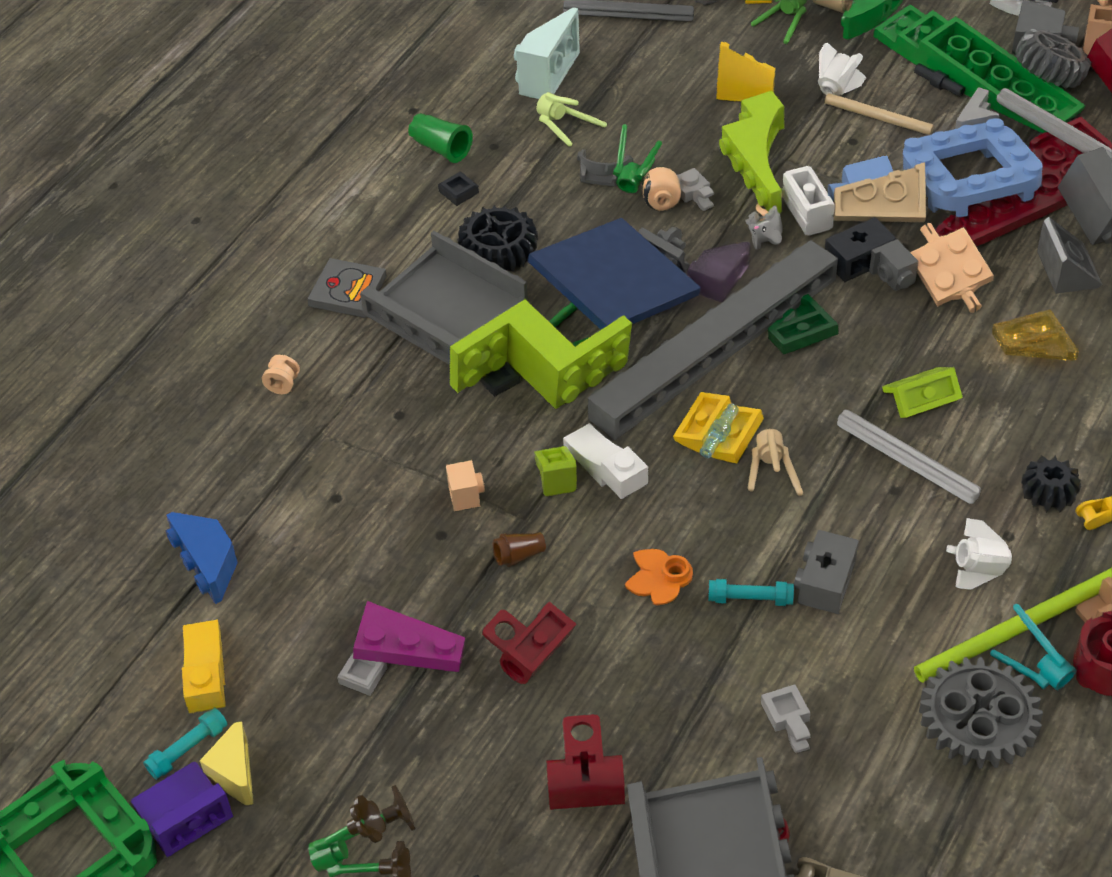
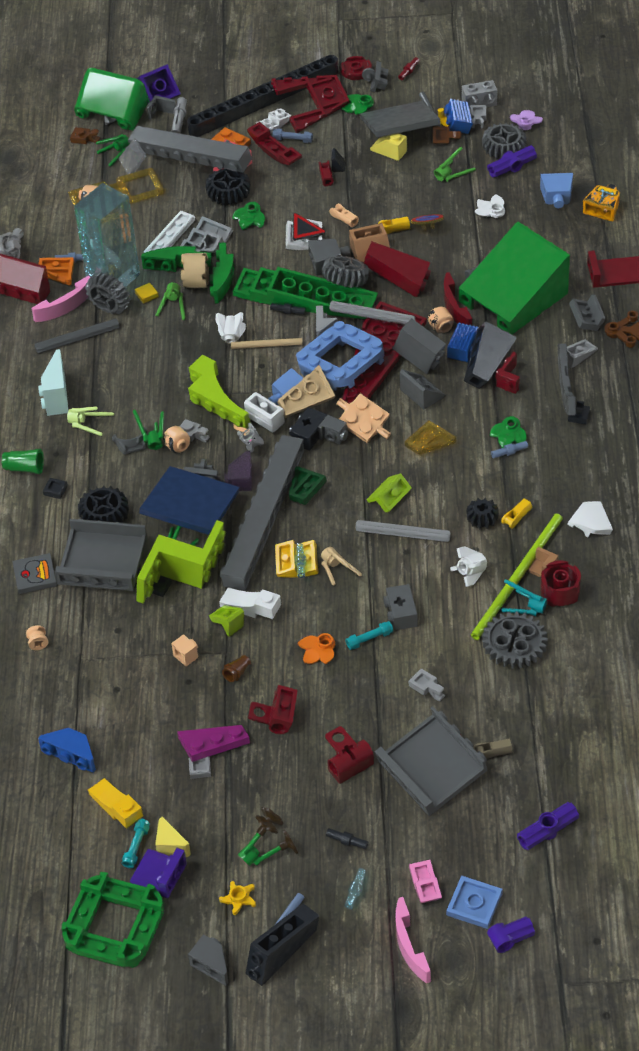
camera: 30 degrees left, 0 degrees up
(742, 76) = (178, 352): yellow slope -> none

